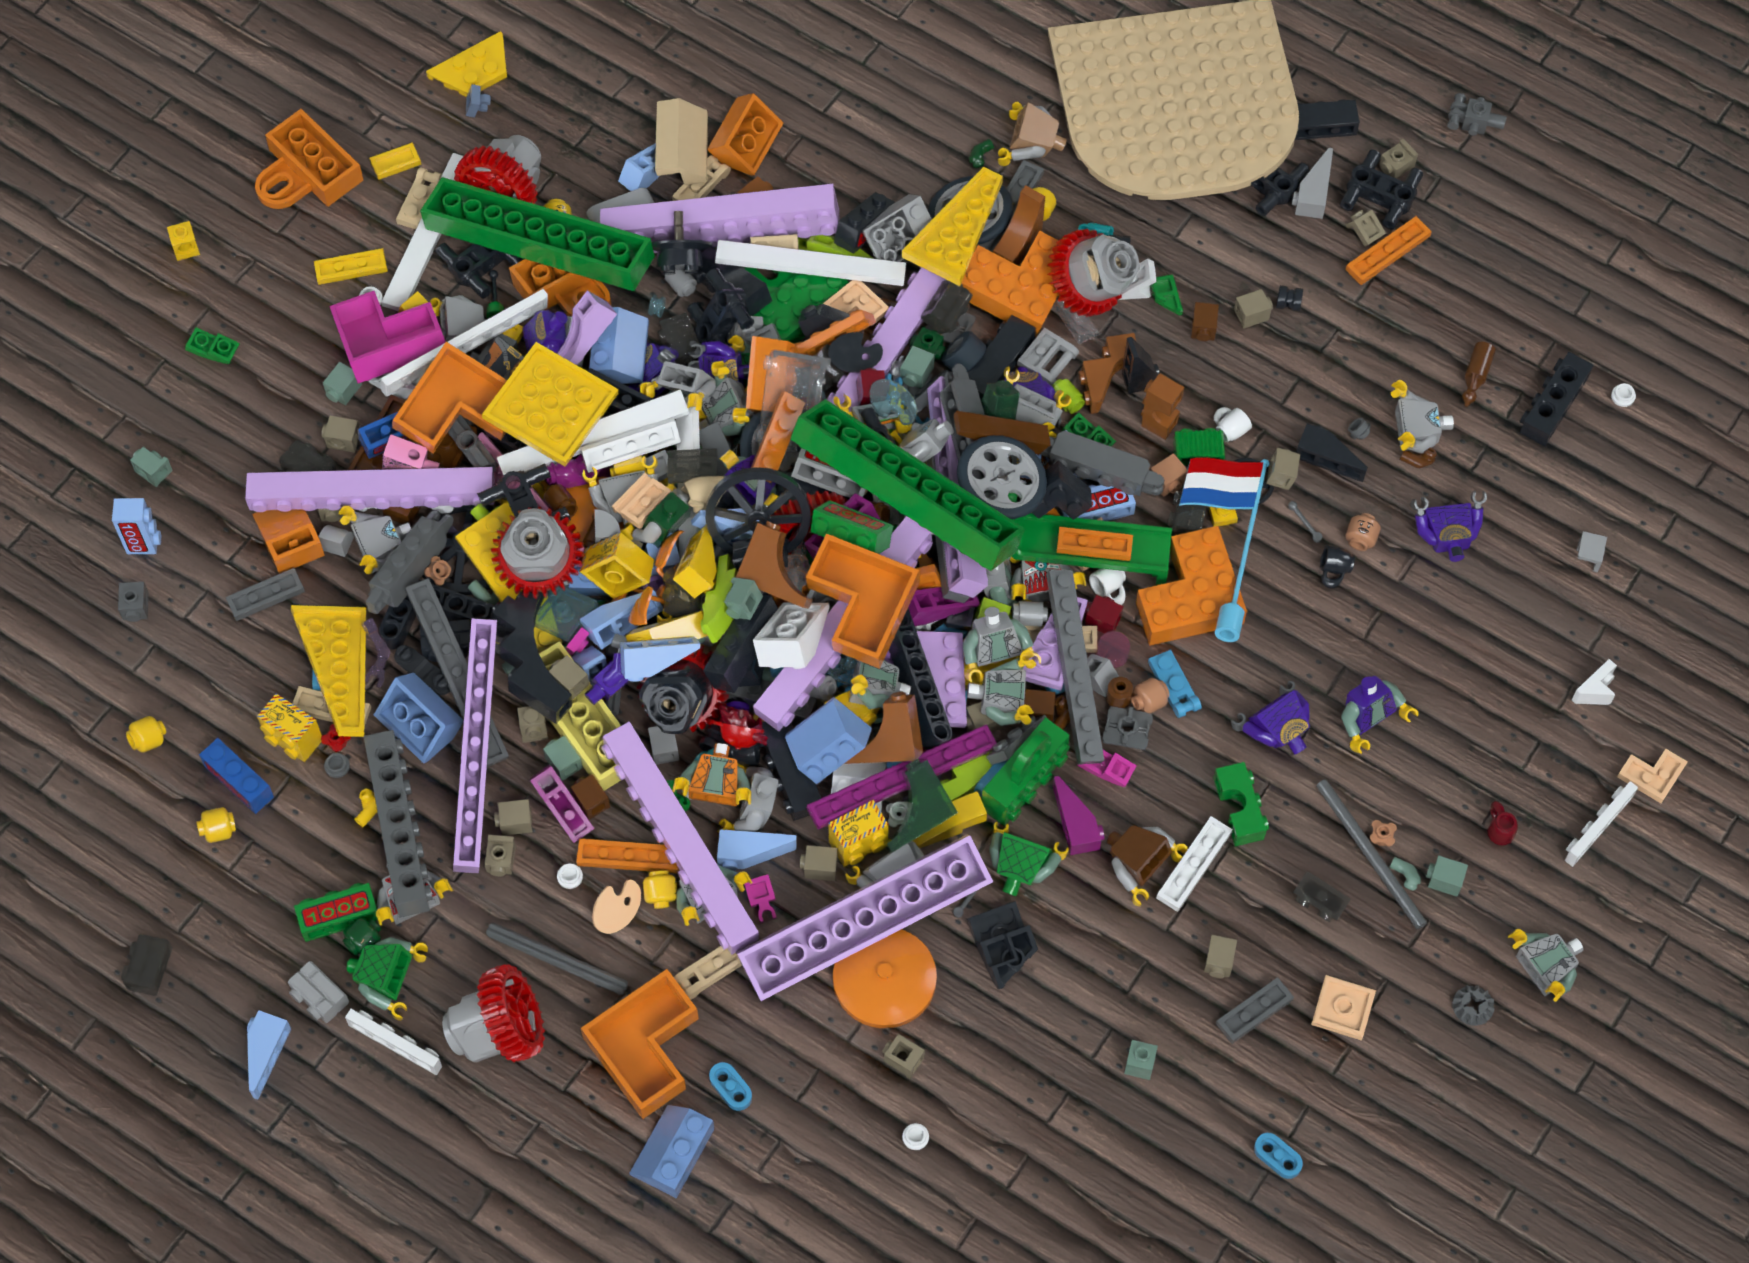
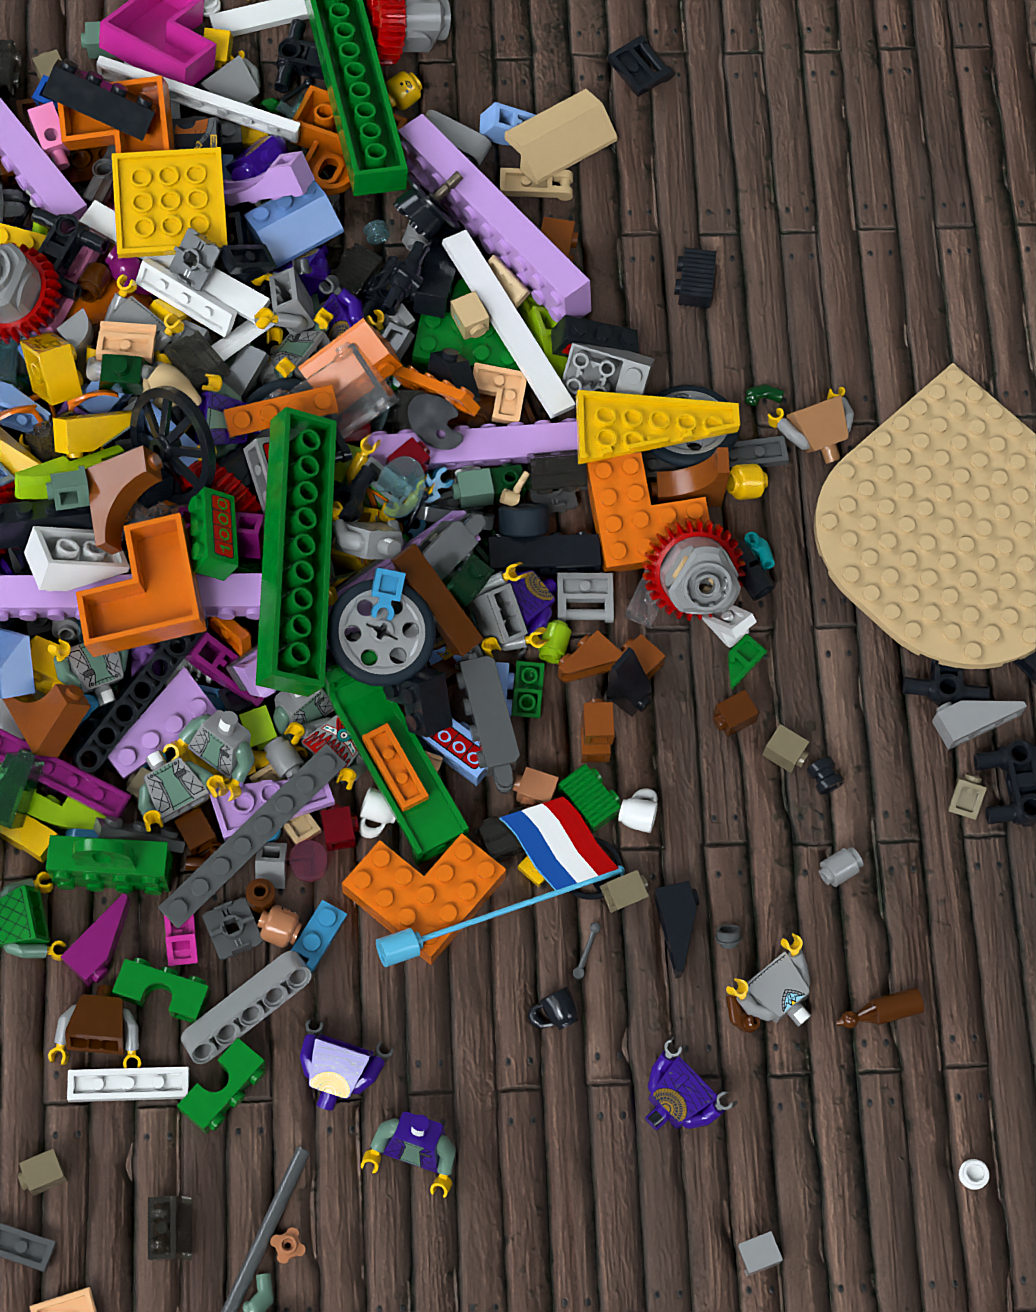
camera: 50 degrees right, 5 degrees up
(429, 394) = (100, 99): none -> black brick
(512, 291) = (289, 111): none -> clear light blue piece
(612, 428) = (191, 246): none -> piece
(639, 385) = (247, 261): none -> black slope
(662, 65) = (635, 70): none -> black plate
(745, 134) = (616, 185): orange slope -> none
(788, 281) = (470, 315): none -> tan brick
(859, 133) = (697, 277): none -> black brick
(944, 346) = (510, 497): none -> tan hand
(979, 447) = (387, 587): none -> dark azure plate
(1157, 786) = (138, 980): none -> green arch
(1196, 750) = (246, 1007): none -> light grey beam
(1360, 331) = (840, 866): none -> light grey brick
(1363, 532) = (612, 1013): nougat head -> none
(1388, 250) = (958, 835): orange plate -> none
(1542, 428) = (869, 1118): black brick -> none

